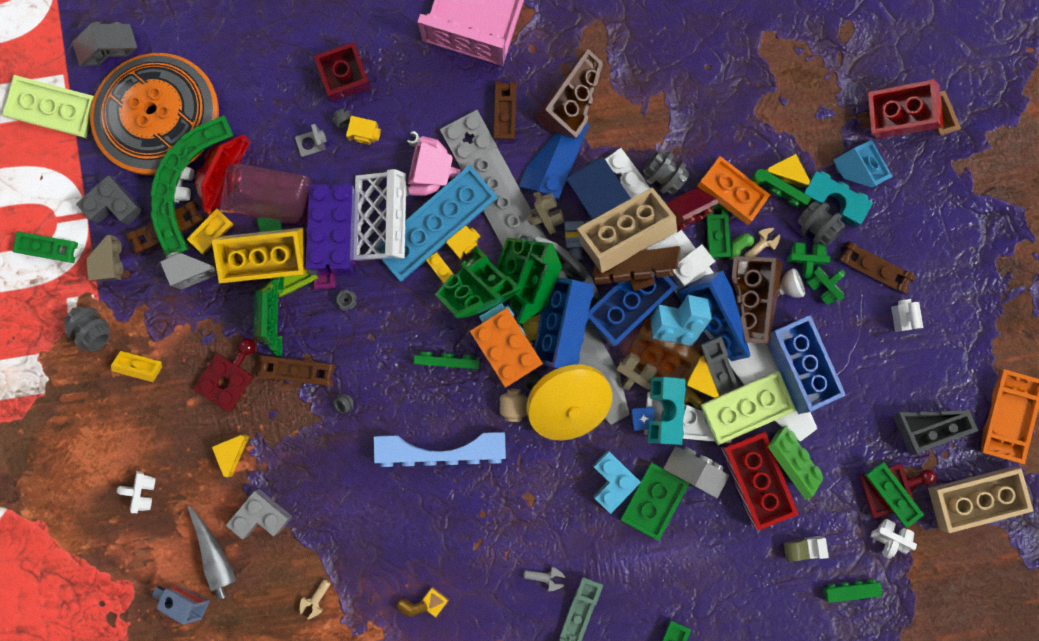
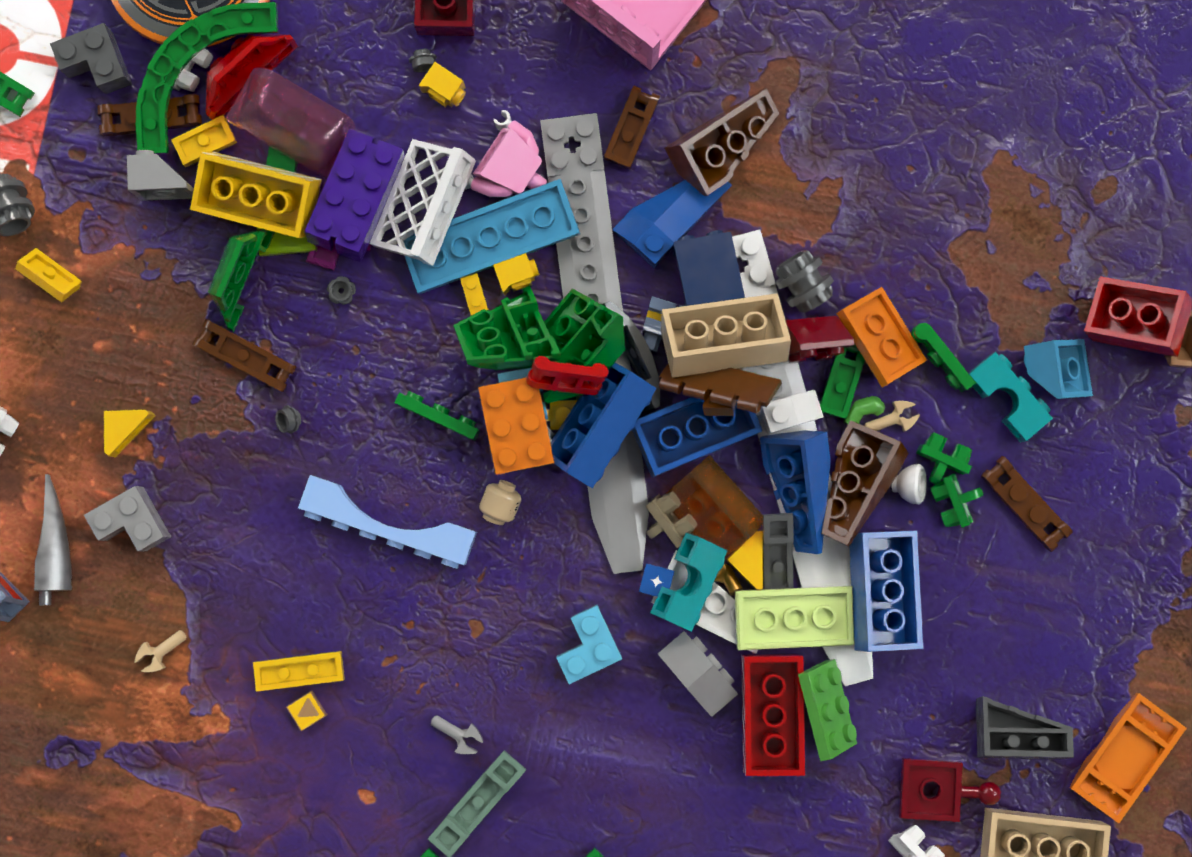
camera: 25 degrees right, 0 degrees up
(104, 261) = (59, 128): dark tan slope -> none
(222, 367) = (169, 336): dark red plate -> none
(319, 140) = (384, 75): light grey bracket -> none
(409, 609) = (273, 708): pearl gold arm -> none
(418, 576) = (298, 671): none -> yellow plate
(529, 300) = (566, 376): none -> red plate
(530, 381) = (535, 483): dark grey plate -> none
(542, 214) = (628, 275): dark tan hips -> none
(569, 402) = (570, 524): yellow dish -> none
(654, 501) = (631, 691): green plate -> none
(681, 324) = (748, 479): medium azure brick -> none
(790, 171) = (963, 340): yellow slope -> none
(806, 548) = (799, 823): leg -> none
(821, 223) = (976, 420): dark grey piece -> none
(894, 494) = (936, 797): green plate -> none
(907, 315) = (1041, 578): white brick -> none

